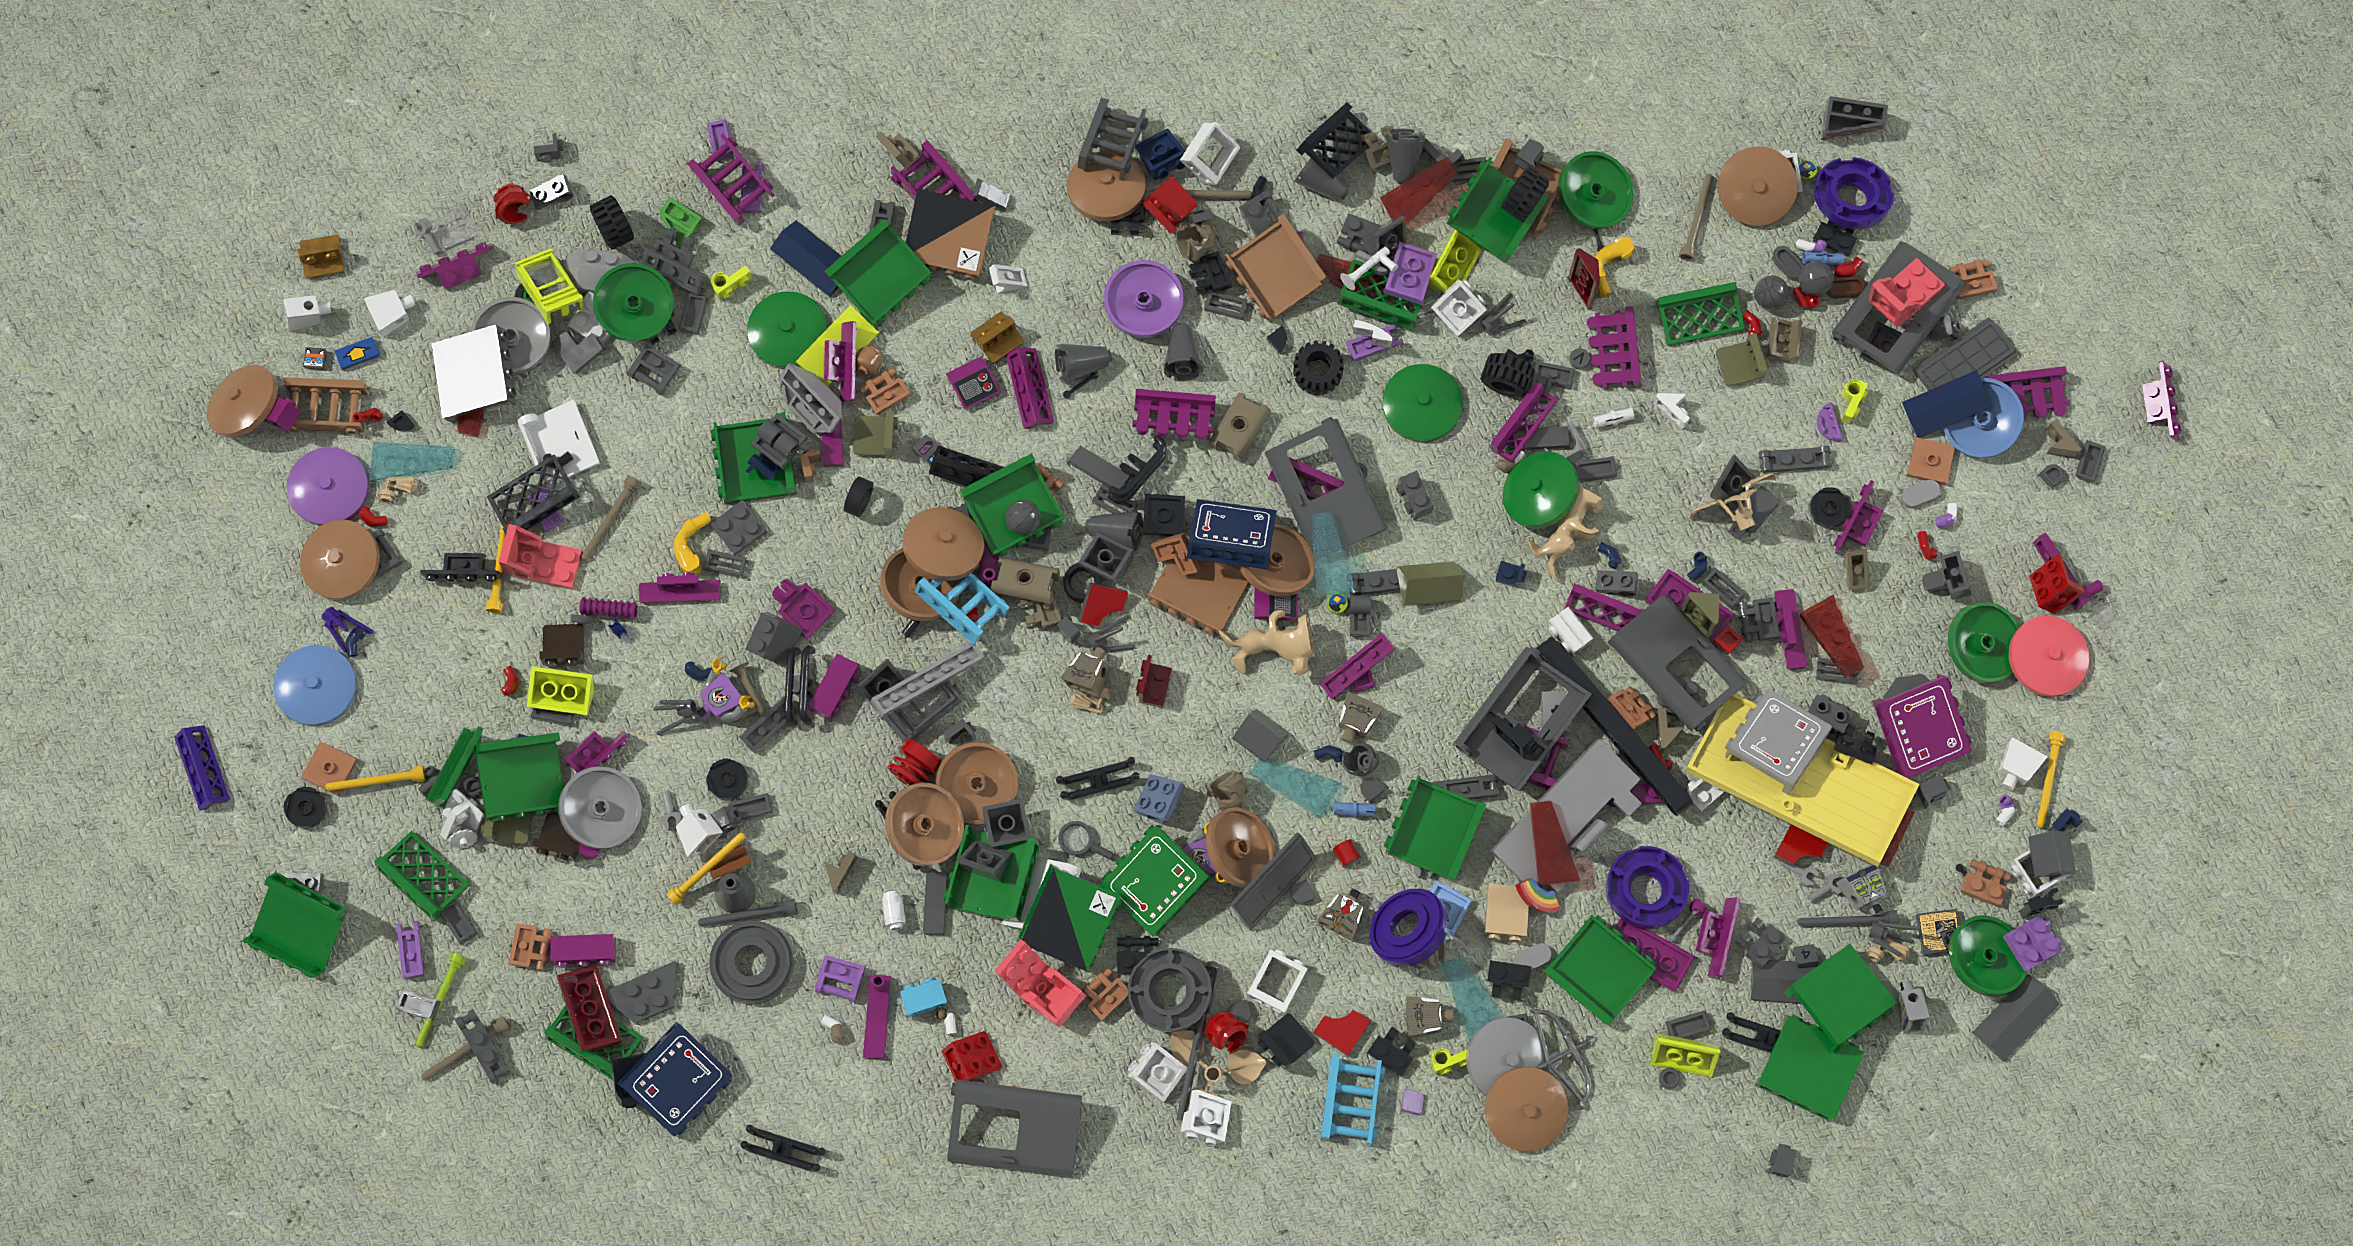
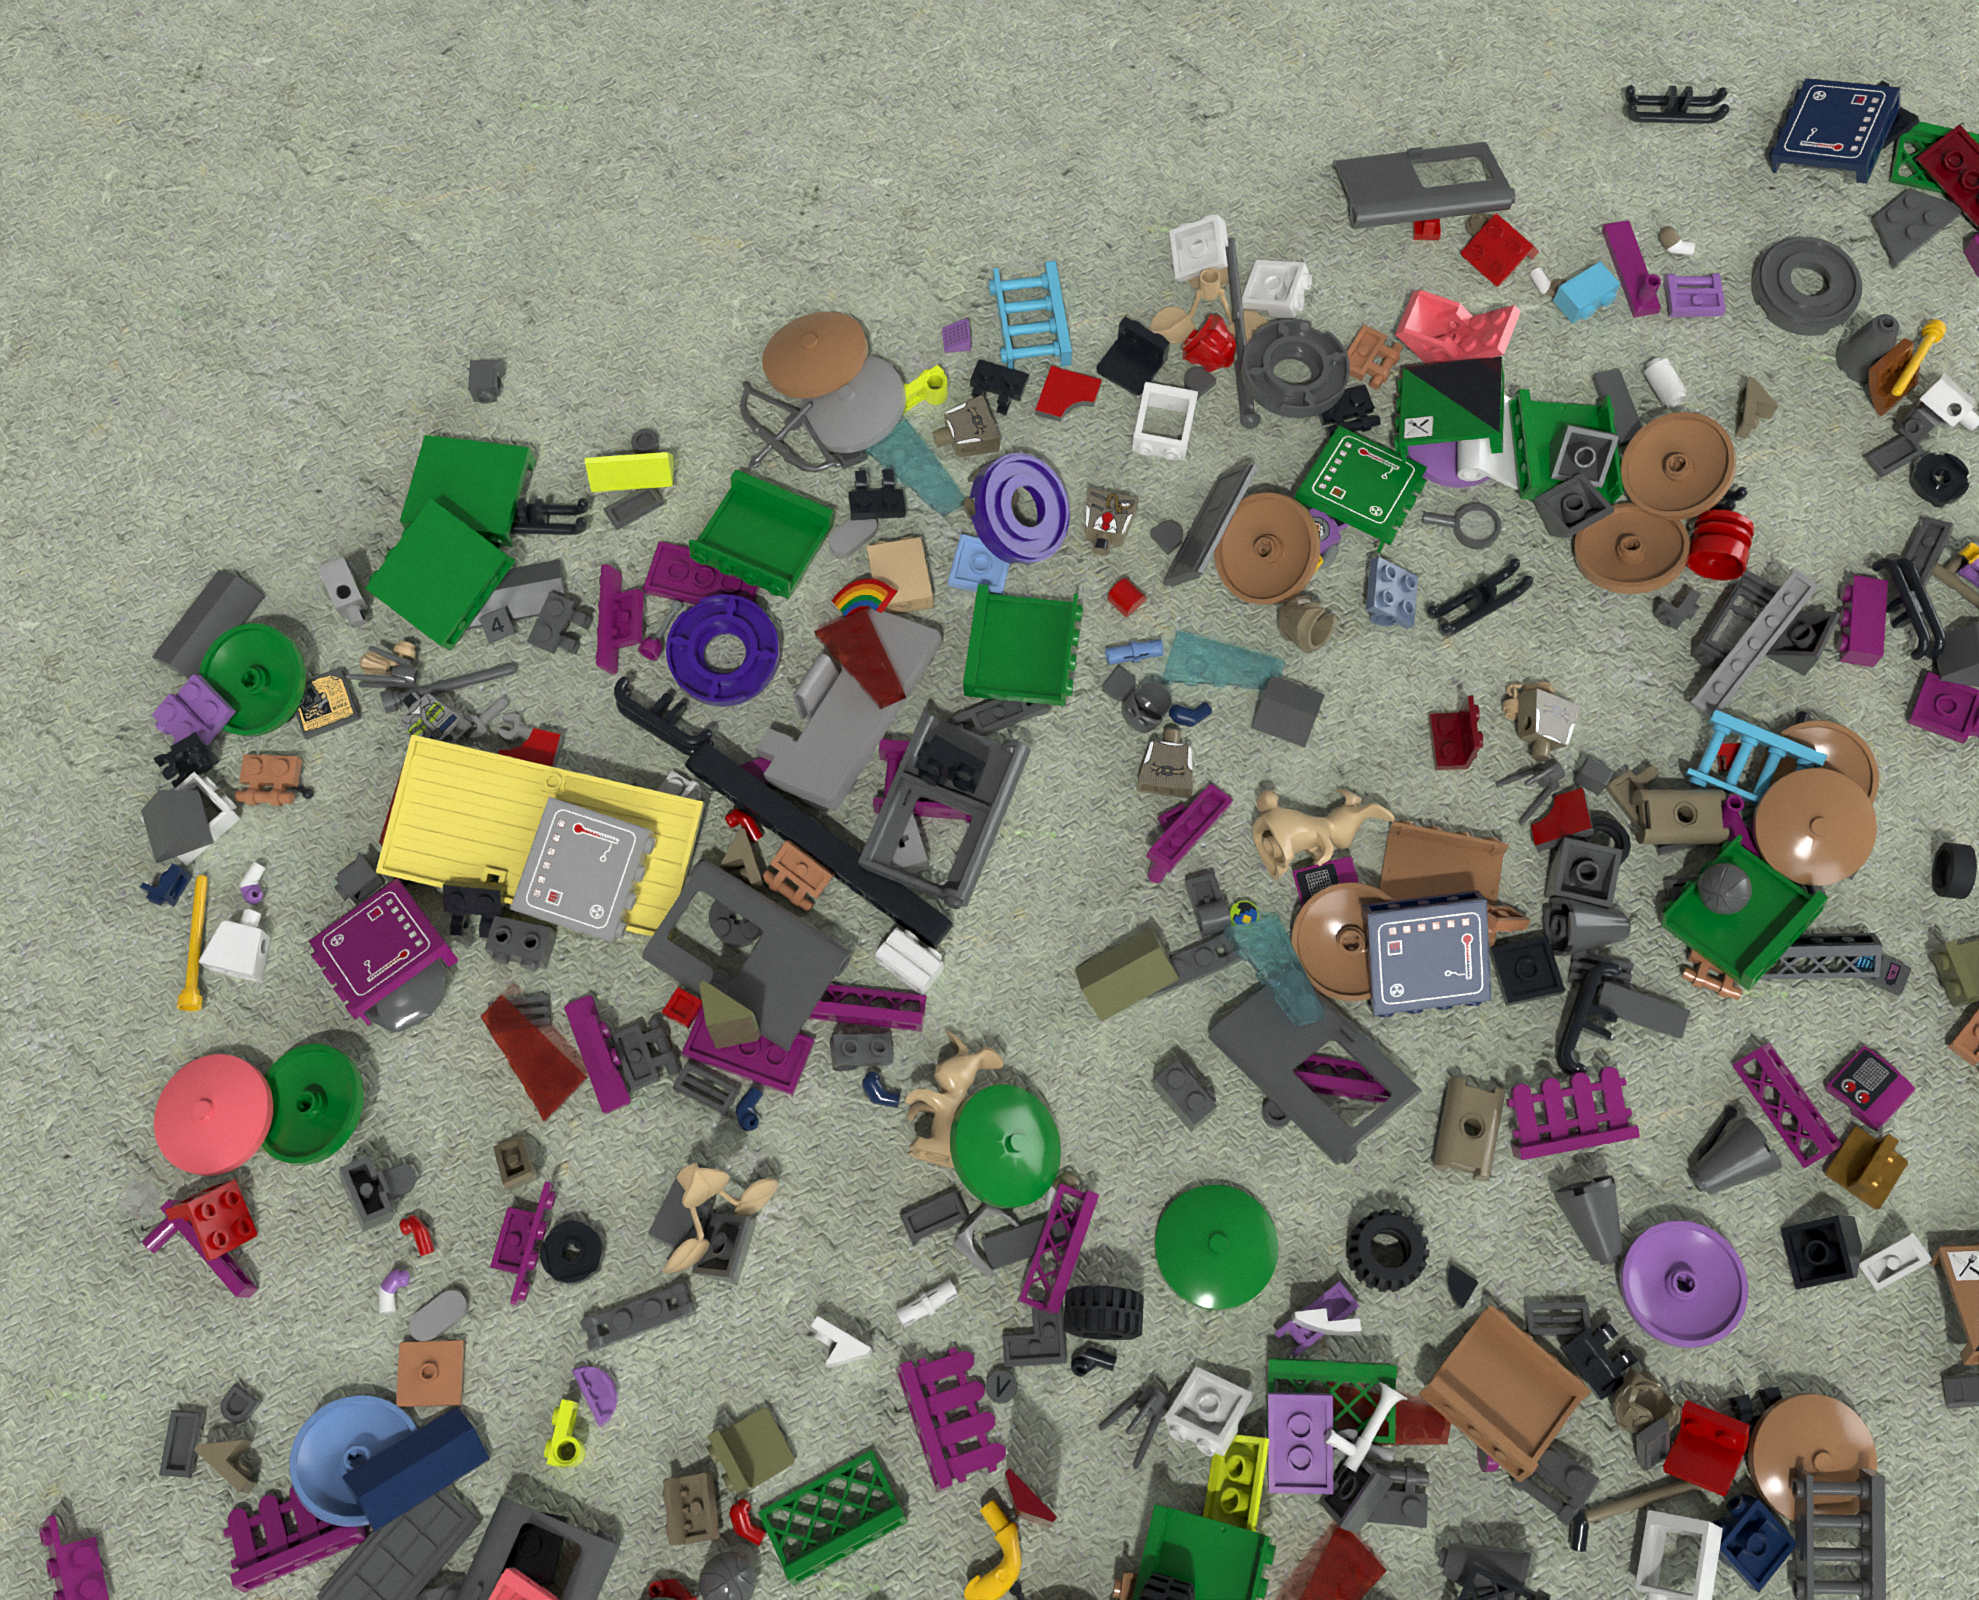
camera: 165 degrees right, 5 degrees down
(788, 907) = (1792, 354): dark grey piece -> none
(1047, 295) = (1823, 1250): none -> black slope
(1511, 574) = (1014, 1024): dark blue bracket -> none
(1706, 844) = (652, 722): none -> black piece

